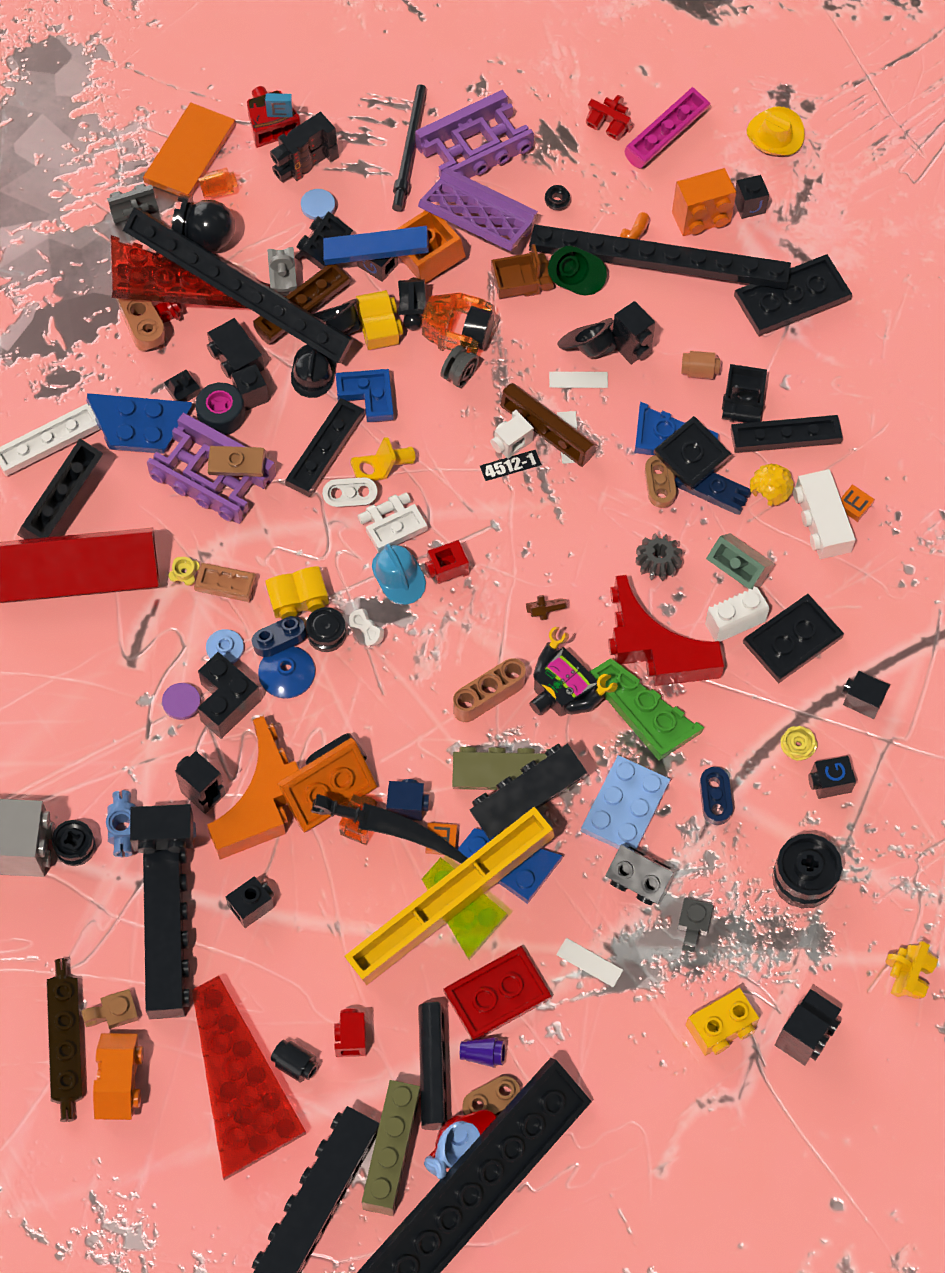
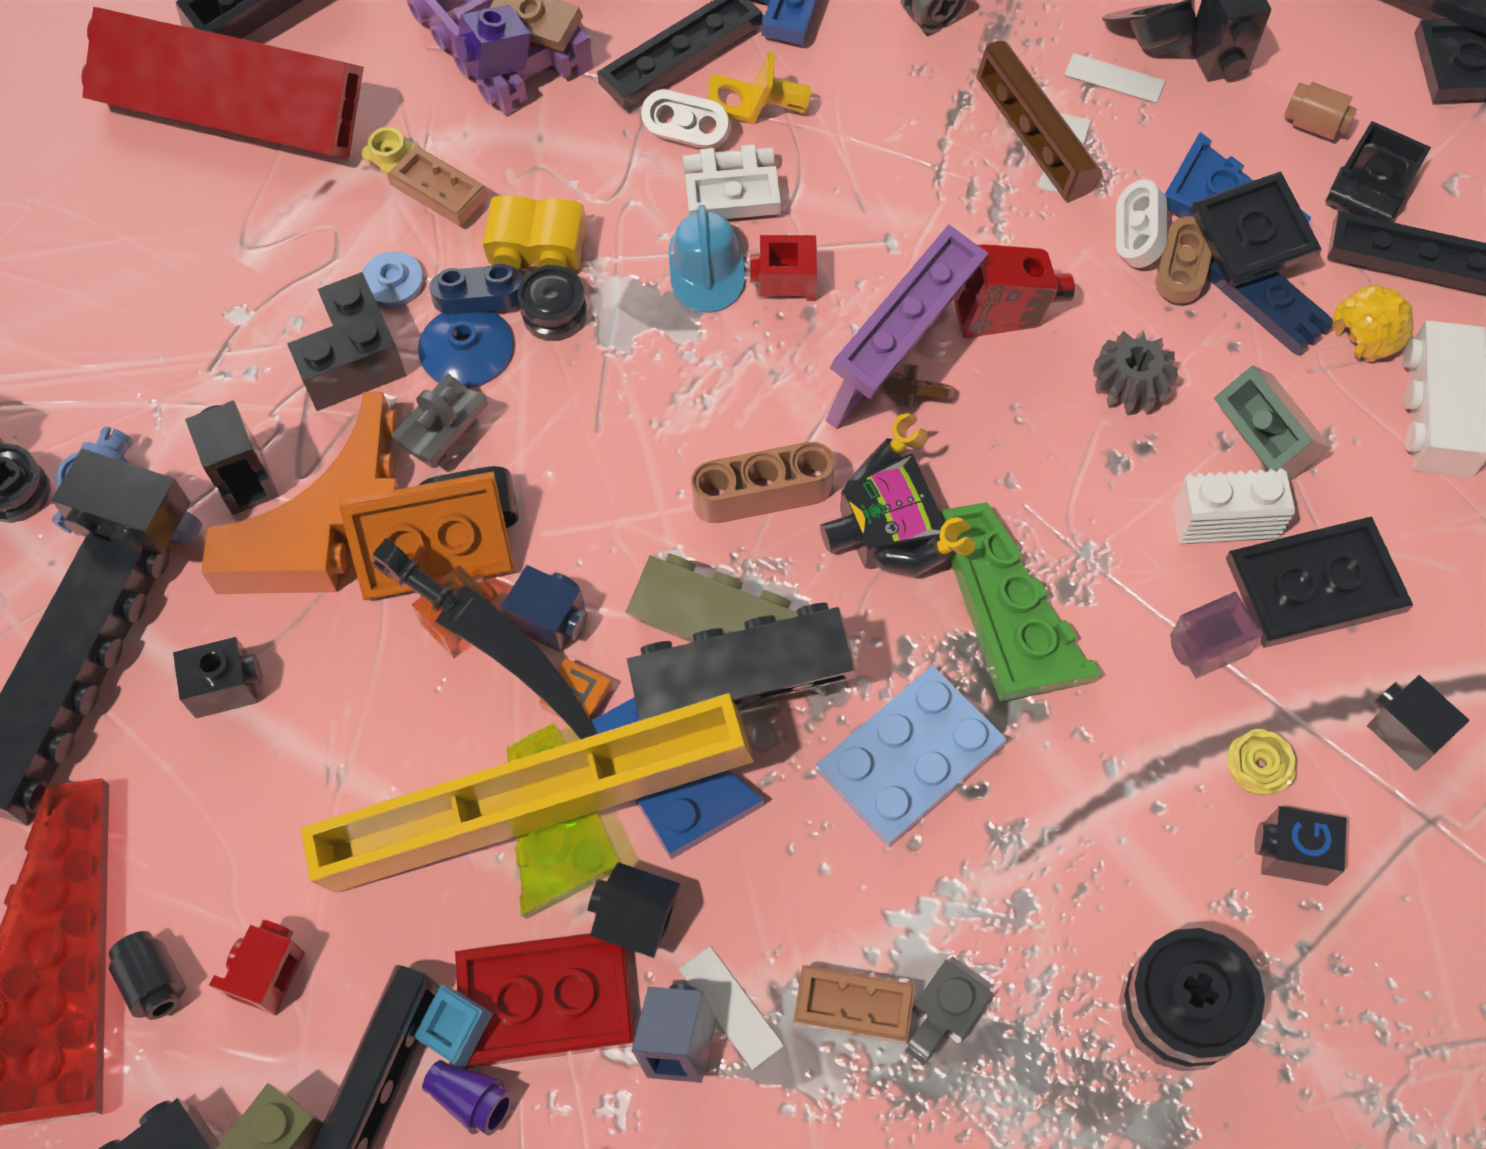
camera: 25 degrees right, 0 degrees up
(181, 701) = (279, 326): medium lavender piece -> none
(224, 487) = (492, 42): none -> dark purple brick
(299, 720) = (439, 420): none -> dark grey hips
(372, 633) = (612, 307): white piece -> none
(461, 1022) = (453, 1025): none -> dark azure tile
(509, 466) = (954, 164): black sticker -> none
(512, 435) = (974, 119): white brick -> none
(524, 932) = (633, 909): none -> black brick
(532, 576) = (903, 319): none -> medium lavender fence
(571, 982) = (674, 1033): none -> brick
(574, 535) = (1010, 291): none -> red torso
(629, 470) = (1141, 223): none -> white plate
(640, 874) = (882, 886): brick -> none
(649, 936) = (854, 1004): none -> nougat plate
(667, 654) = (1086, 530): red arch -> none
(716, 797) = (1076, 801): dark blue plate -> none
(752, 686) = (1214, 635): none -> clear purple brick

